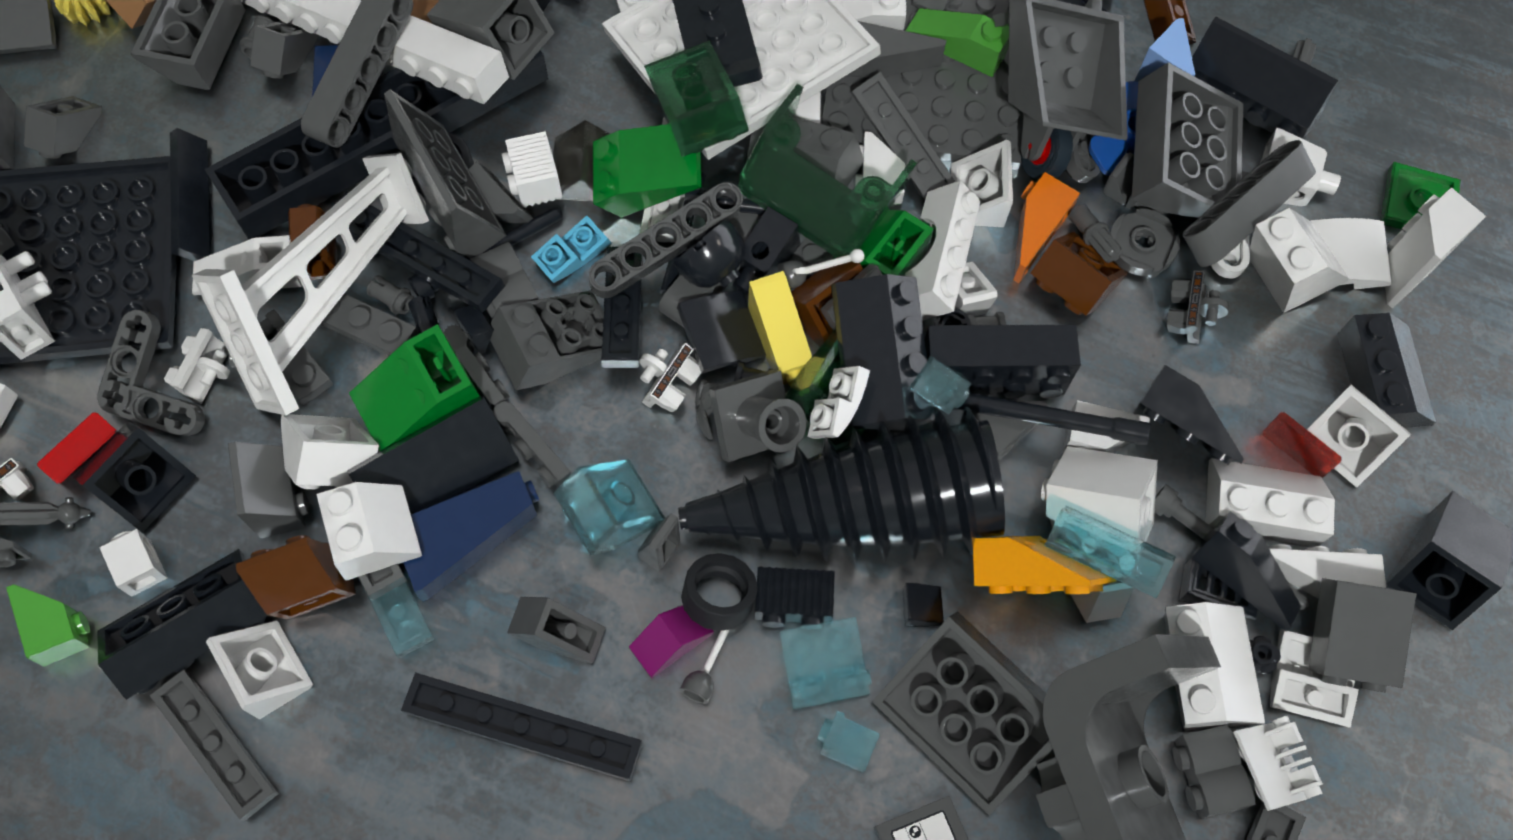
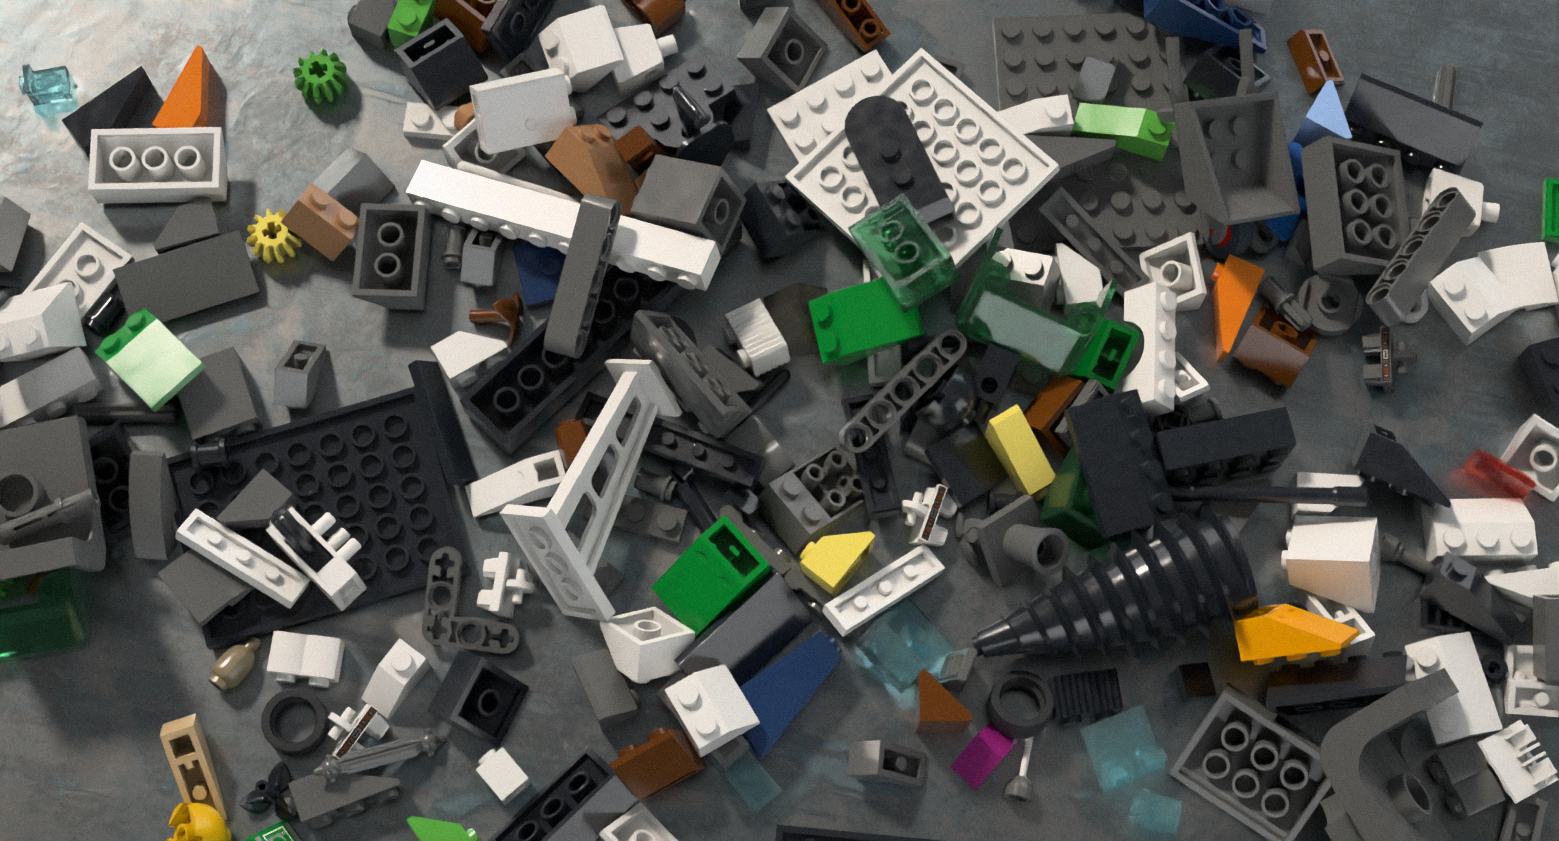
camera: 10 degrees left, 5 degrees up
(46, 431) = (395, 678): none -> white slope
(76, 447) = (425, 684): red slope -> none
(230, 132) = (468, 355): none -> white slope
(284, 101) = (504, 311): none -> reddish brown plant
(555, 399) = (836, 559): none -> light yellow slope
(575, 249) = (808, 408): medium azure slope -> none
(587, 63) = (779, 218): none -> black slope
(595, 440) = (883, 589): none -> white plate
(621, 579) = (937, 709): none -> reddish brown slope
(796, 272) = (1024, 397): hinge -> none
(834, 414) = (1094, 530): white slope -> none
(941, 385) = (1180, 488): clear light blue bracket -> none
(1075, 634) = (1337, 686): none -> black slope
(1110, 551) = (1351, 609): clear light blue brick -> none

